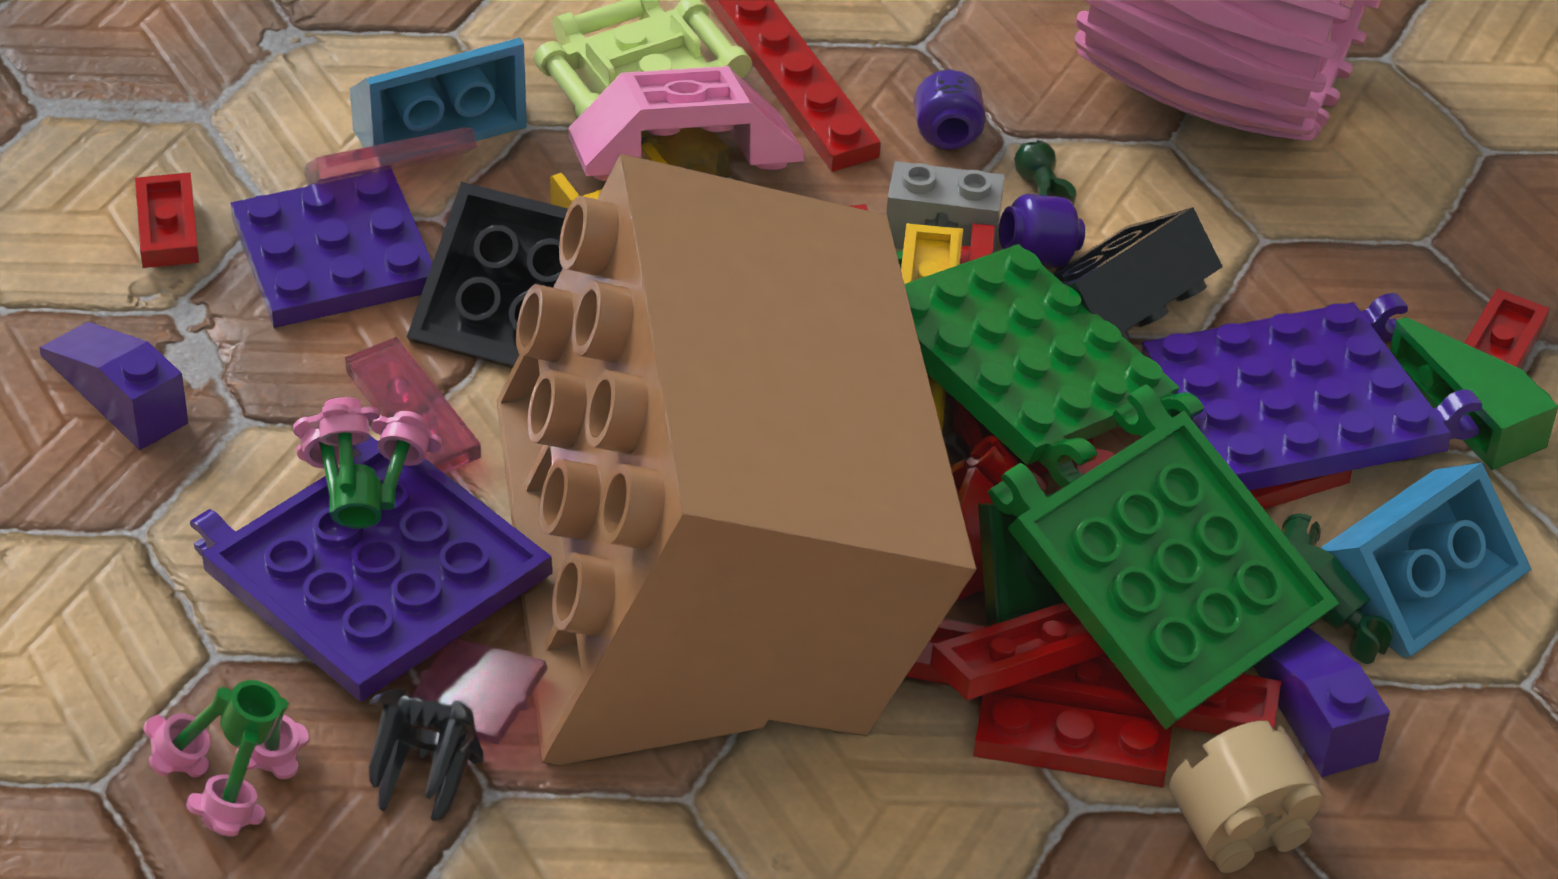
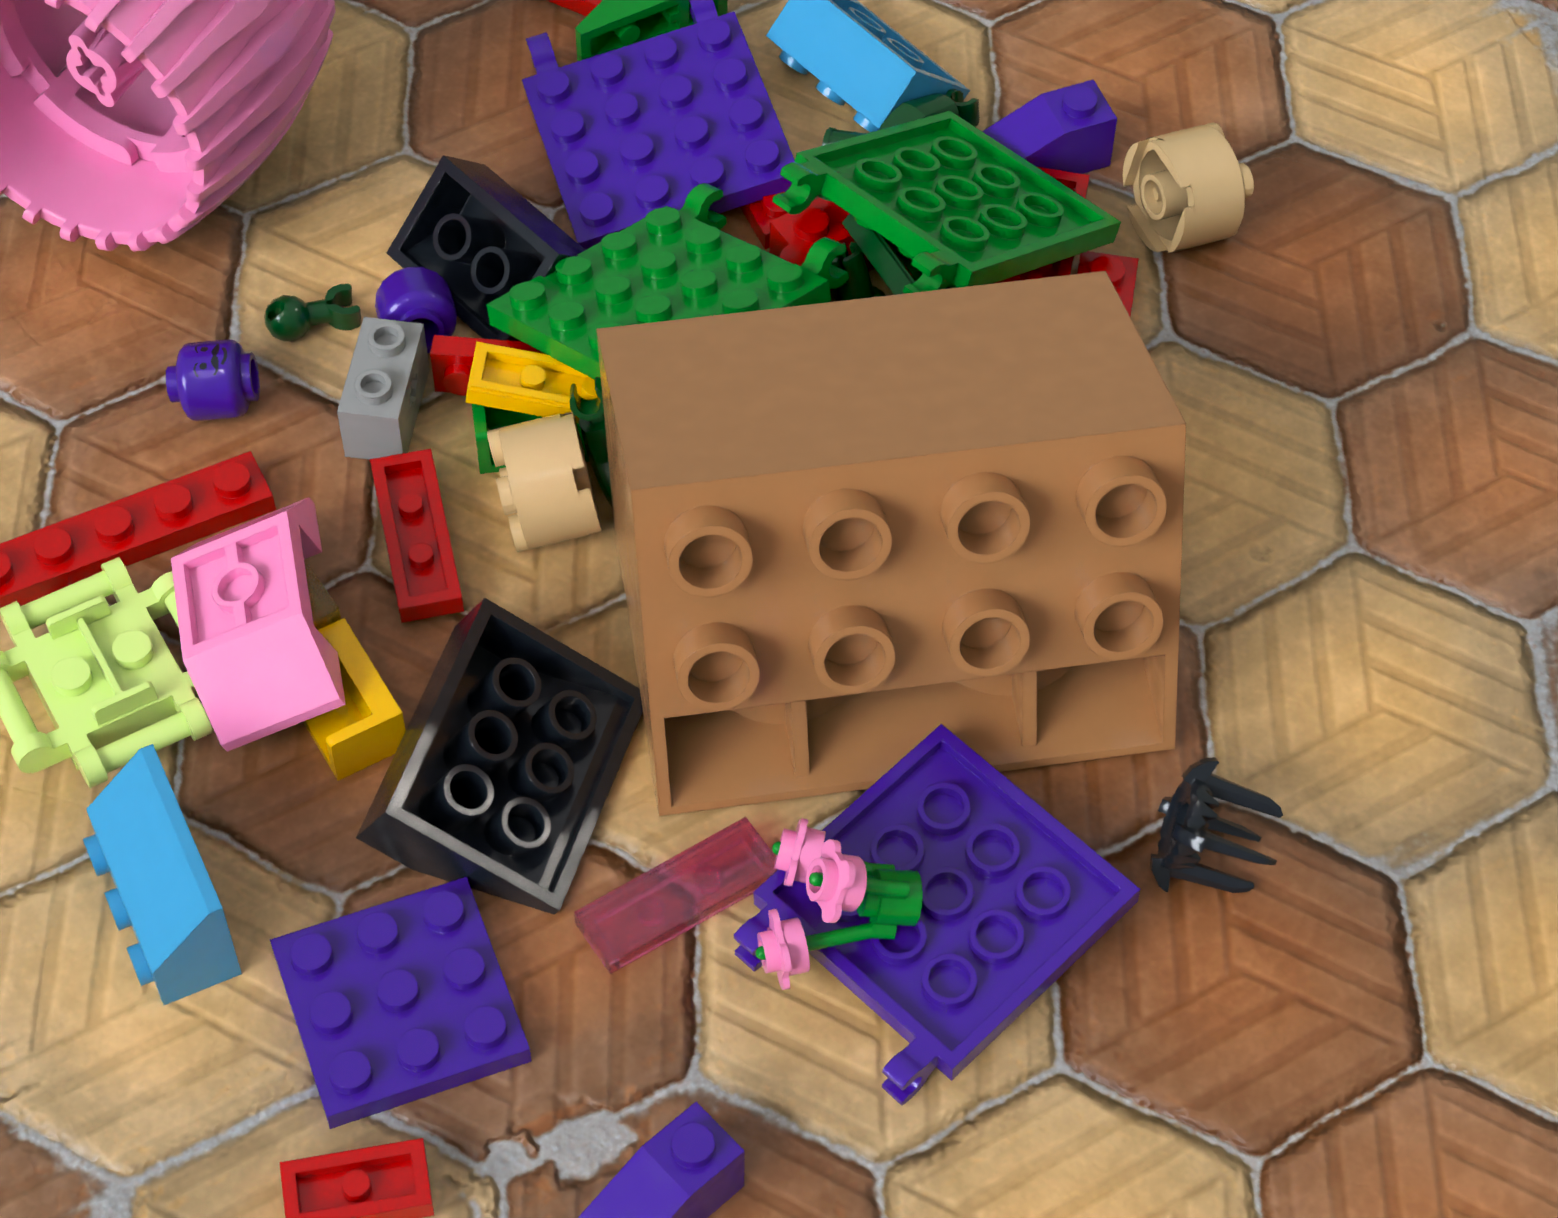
camera: 90 degrees left, 10 degrees up
(252, 722) = (1208, 981): plant -> none
(390, 155) = (266, 936): clear pink tile -> none
(486, 680) = (1106, 799): clear pink piece -> none

